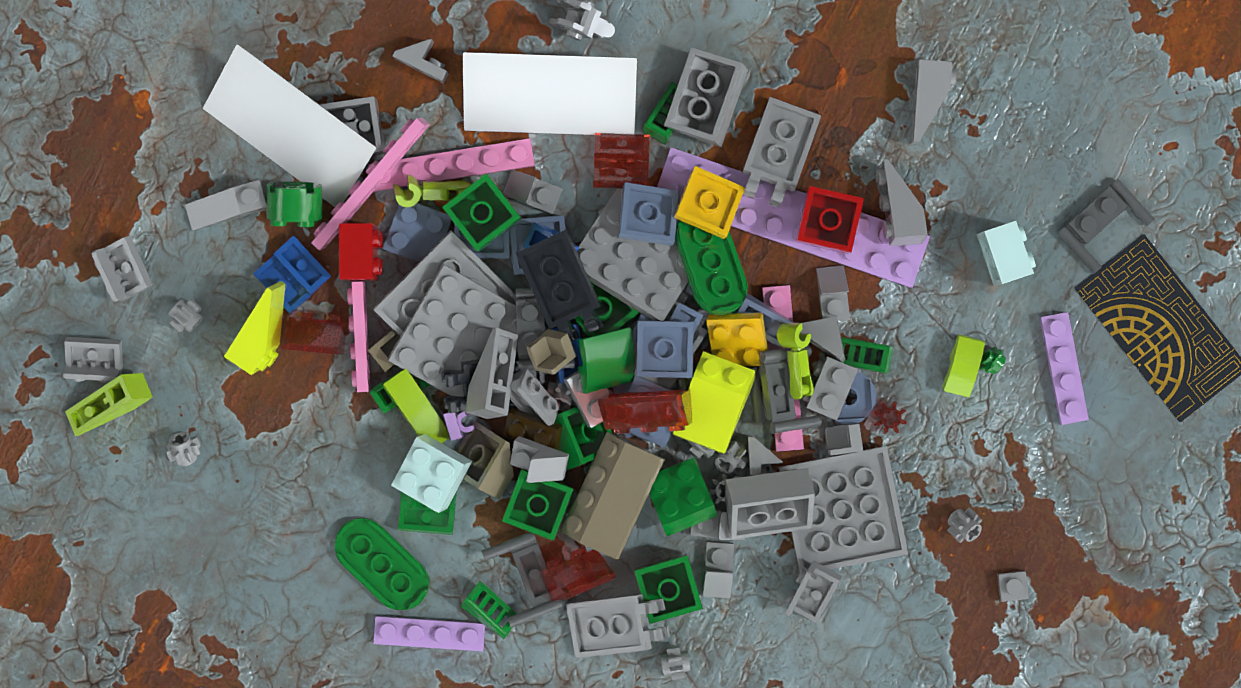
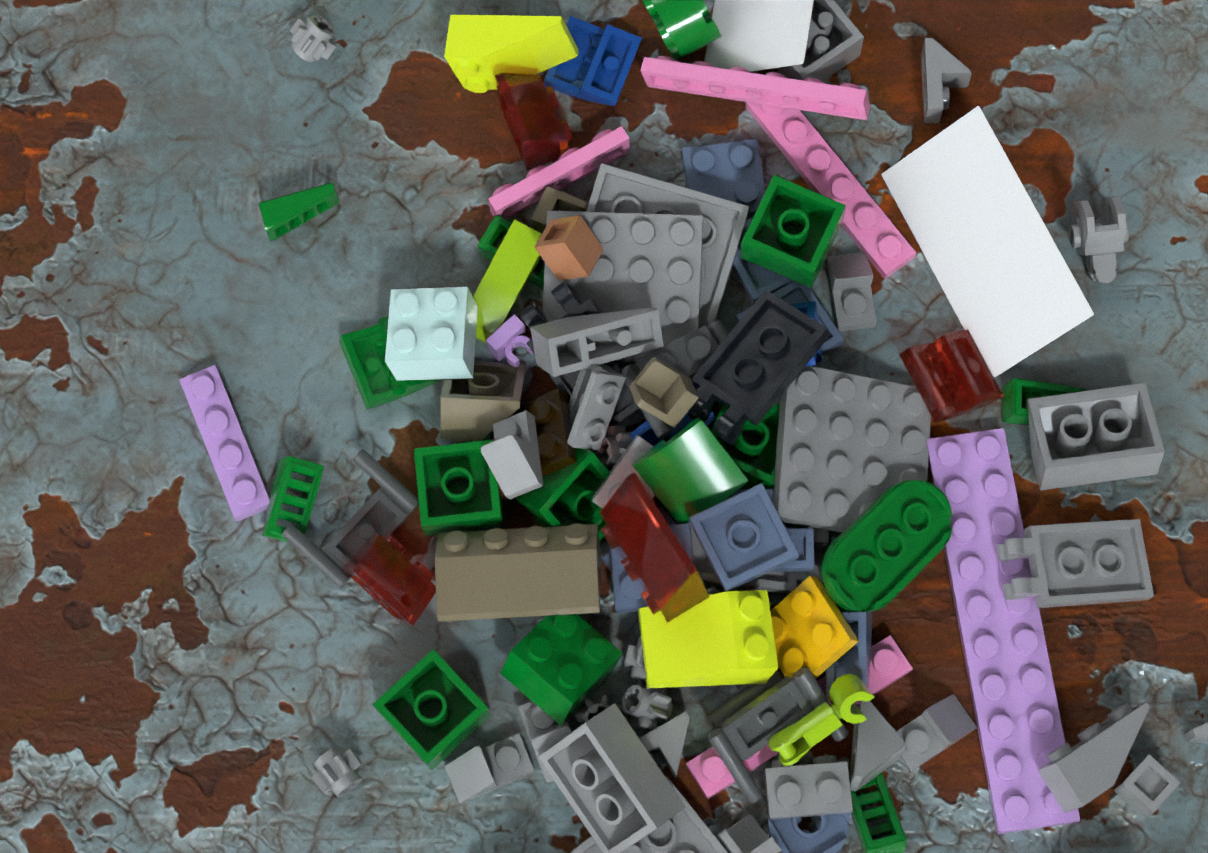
camera: 70 degrees right, 15 degrees down
(296, 525) = (293, 210): none -> green slope
(360, 252) = (663, 116): red brick -> none
(381, 564) = (286, 342): green tile -> none
(423, 360) = (569, 248): none -> nougat panel
(428, 191) = (783, 161): lime piece -> none
(613, 625) = (348, 662): light grey tile -> none
(648, 214) = (905, 434): sand blue plate -> none
(709, 202) = (963, 503): yellow plate -> none
(829, 220) = (1028, 667): red brick -> none
(932, 186) = (1147, 787): none -> light grey panel

